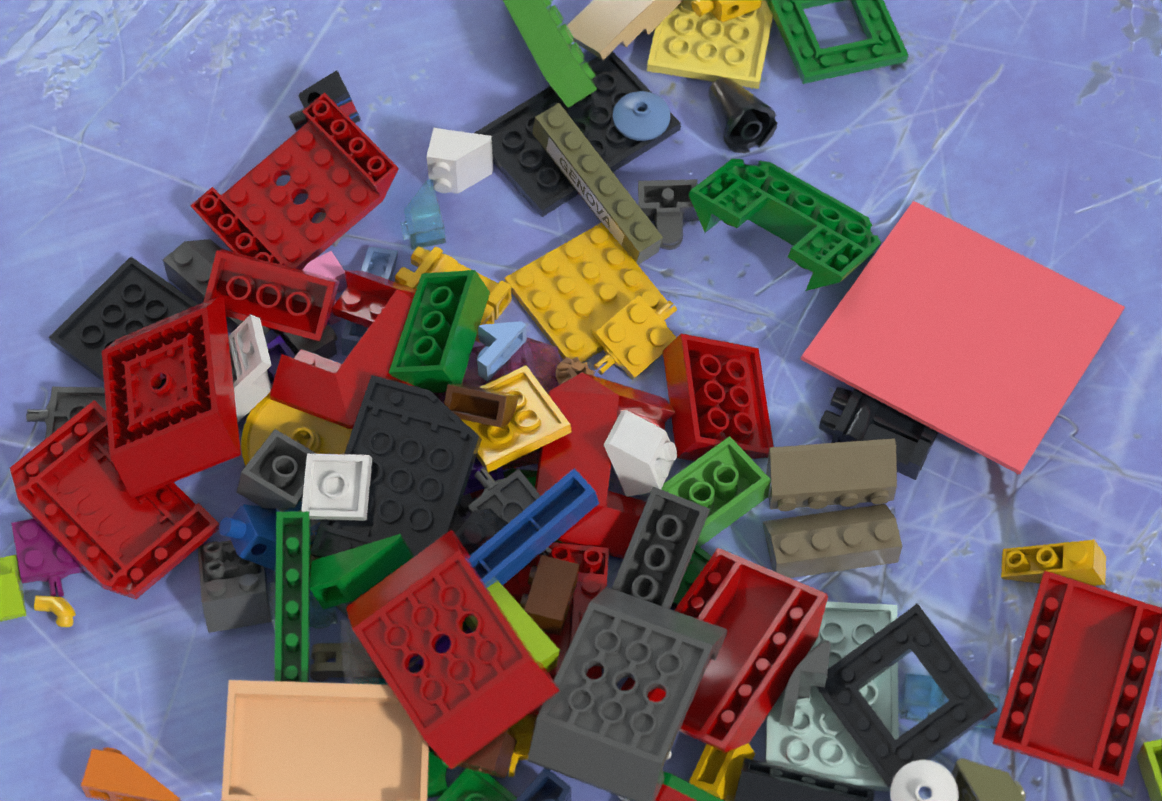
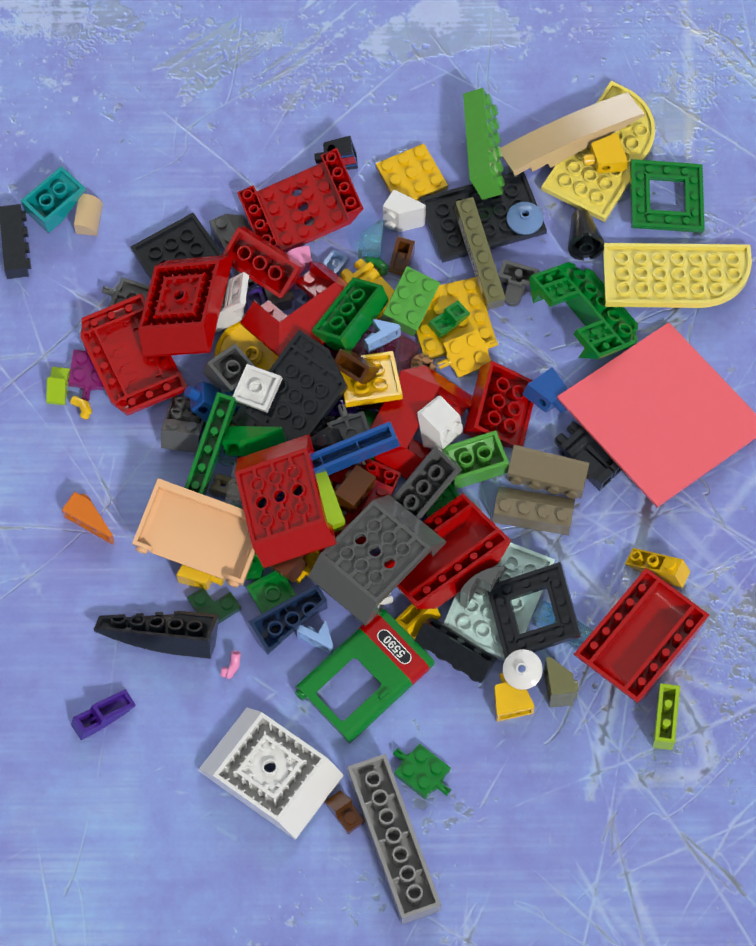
camera: 20 degrees right, 5 degrees up
(447, 100) = (412, 173): none -> yellow plate
(454, 249) = (379, 263): none -> green arm
(479, 224) = (402, 255): none -> reddish brown slope
(522, 282) = (410, 300): none -> bright green brick
(588, 295) = (449, 319): none -> green slope
(778, 356) = (544, 391): none -> blue torso
(892, 130) = (674, 274): none -> light yellow plate

